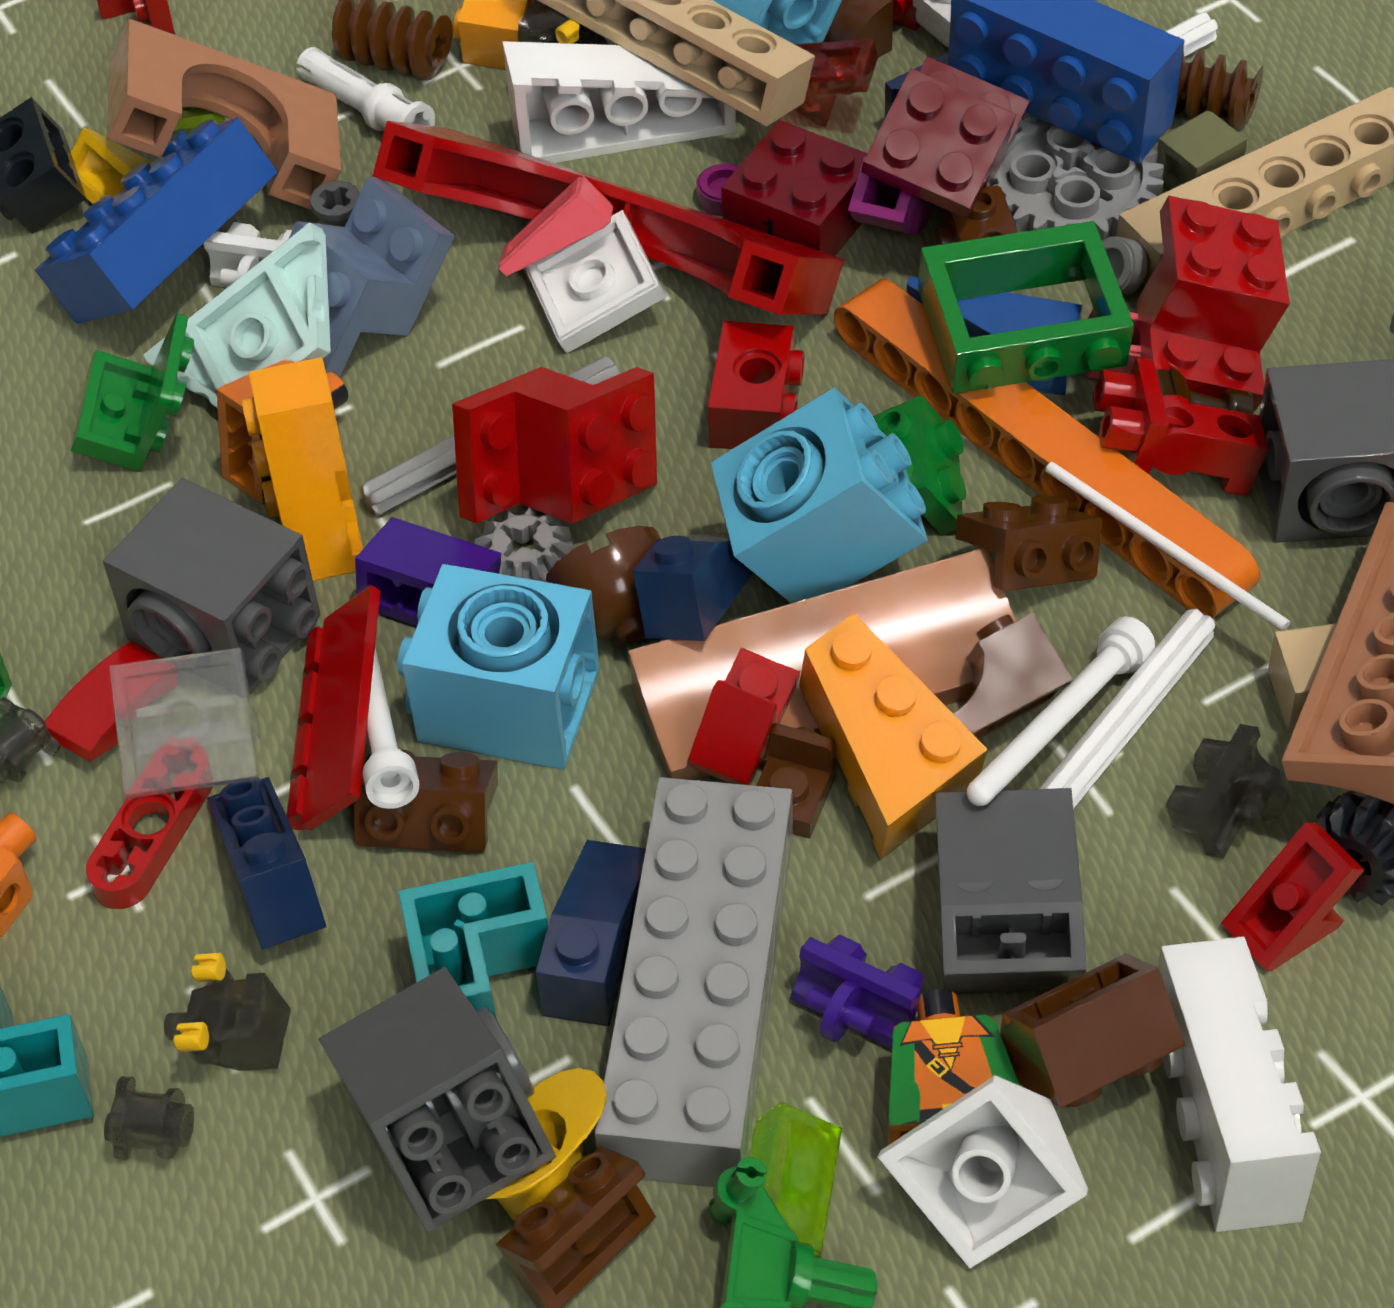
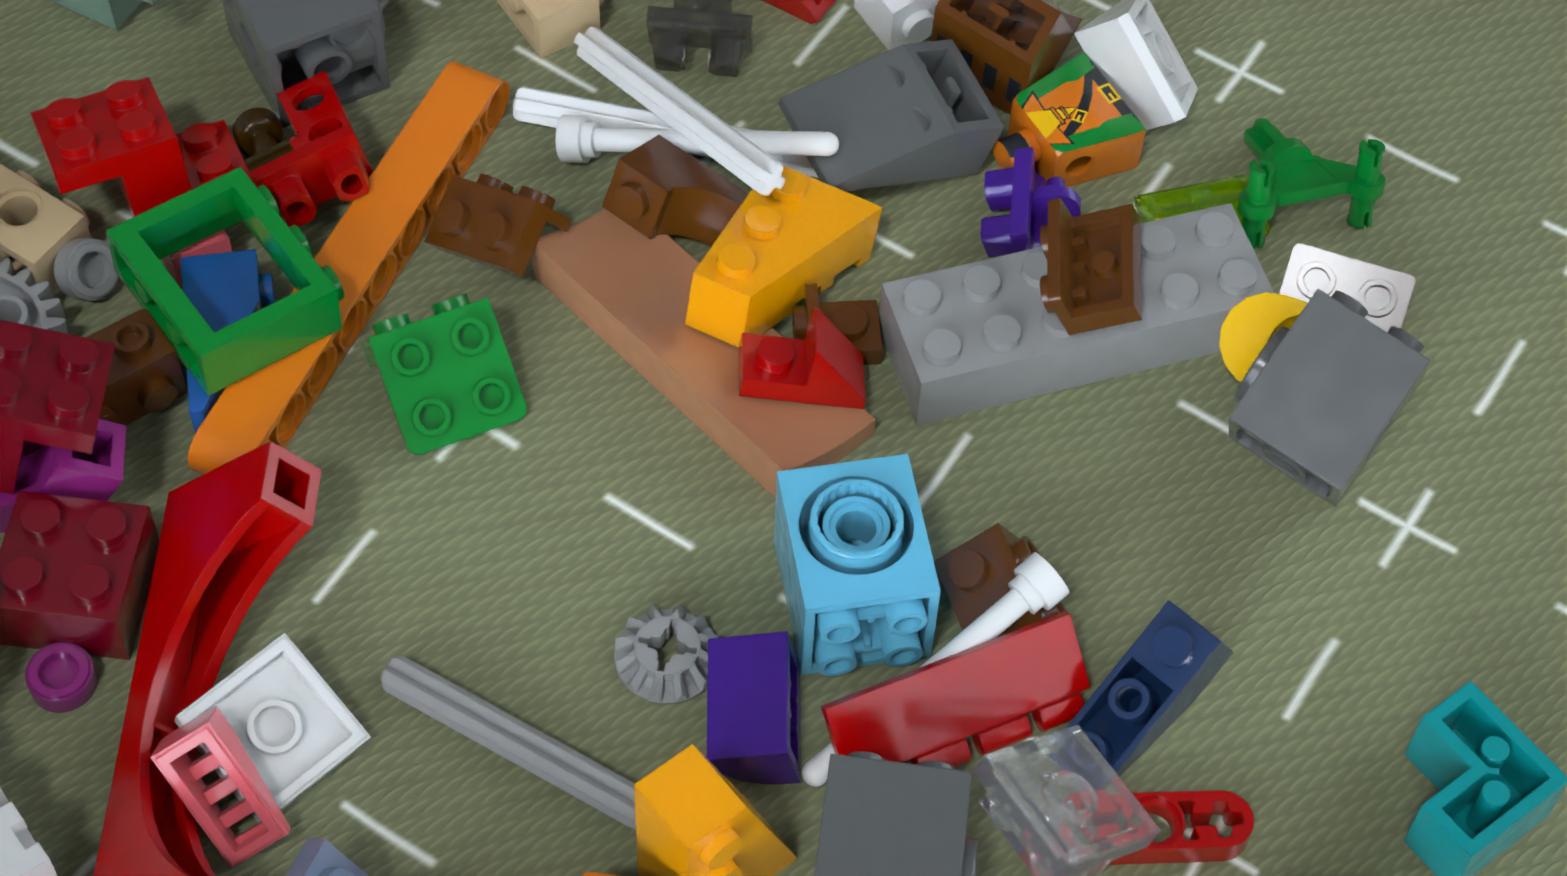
camera: 120 degrees left, 5 degrees up
(148, 1120) = (1440, 656): clear smoke brick -> none
(230, 1019) = (1319, 640): clear smoke piece -> none
(476, 927) = (1149, 485): teal brick -> none
(555, 444) = (567, 616): red bracket -> none
(590, 934) = (1066, 410): dark blue slope -> none
(610, 579) = (700, 526): reddish brown cylinder -> none
(687, 585) = (664, 445): dark blue slope -> none
(692, 928) = (1092, 267): none -> reddish brown bracket
(752, 381) = (406, 536): red brick -> none
(819, 499) = (564, 315): medium azure brick -> none
(1091, 695) = (680, 111): none -> white axle
(1168, 546) = (469, 119): white piece -> none

